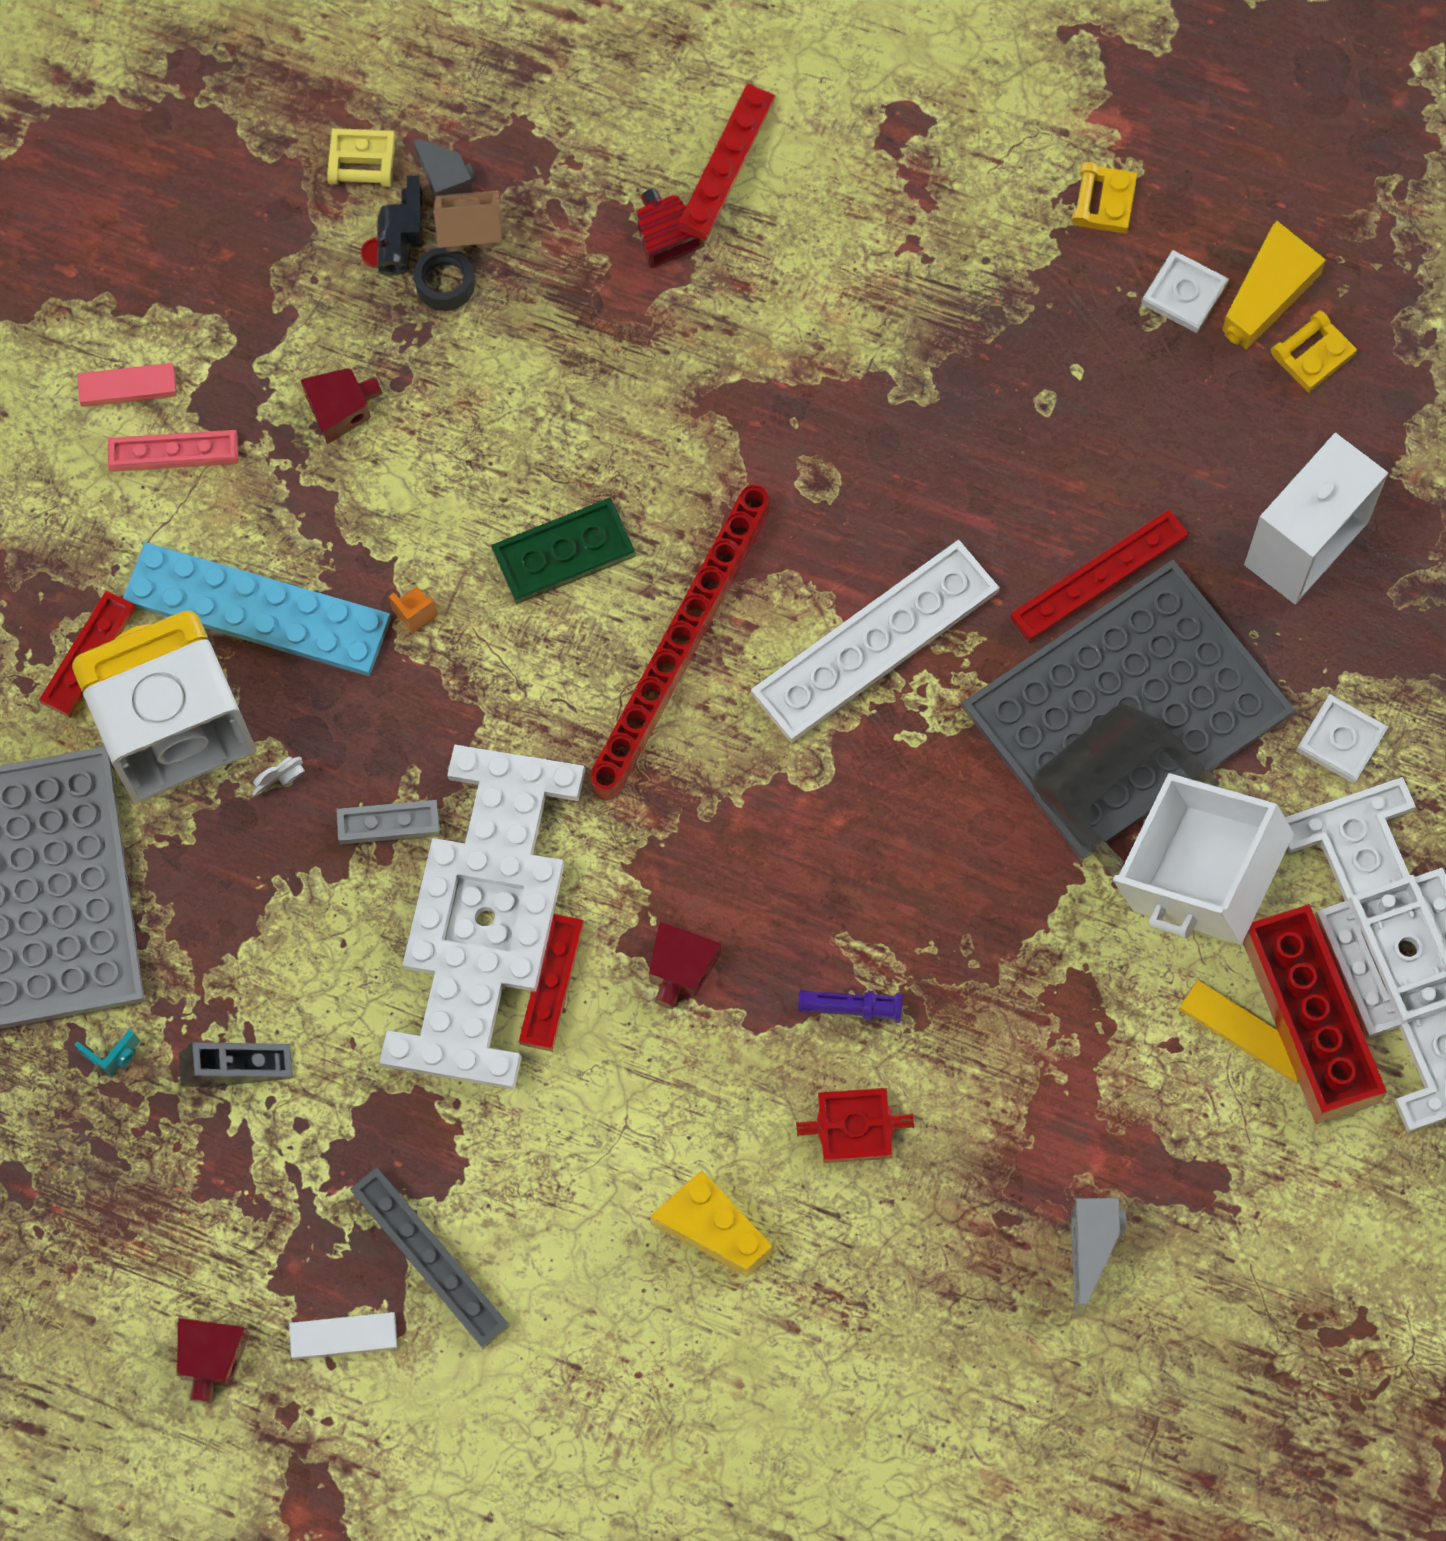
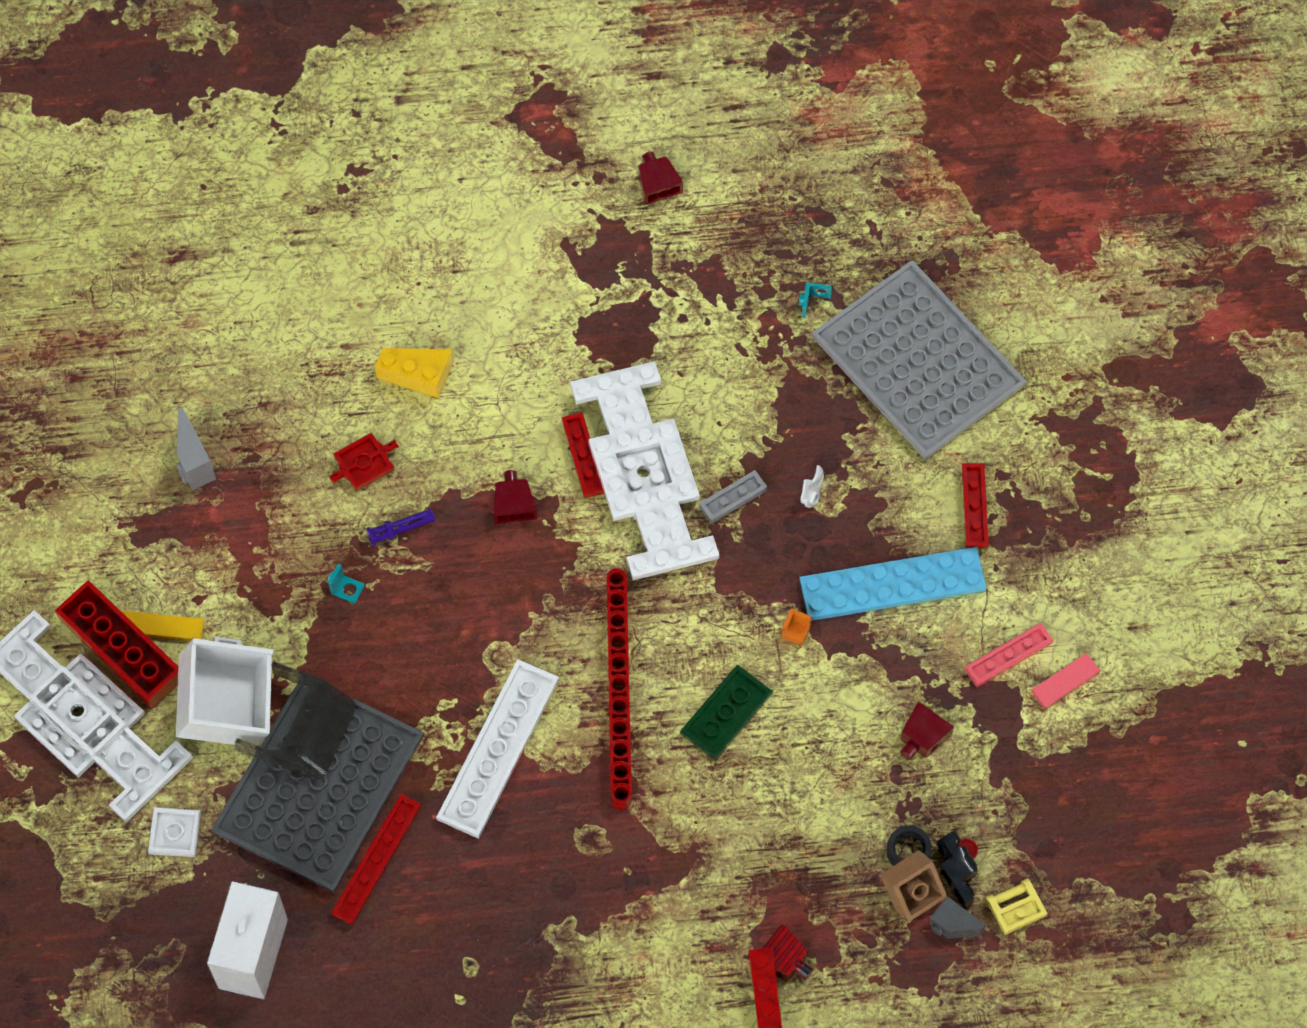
camera: 150 degrees right, 5 degrees down
(162, 705) = (903, 481): white piece -> none
(233, 1063) = (738, 324): black slope -> none
(343, 1336) = (591, 224): white tile -> none
(430, 1258) = (567, 282): dark grey plate -> none
(975, 967) = (338, 581): none -> teal bracket

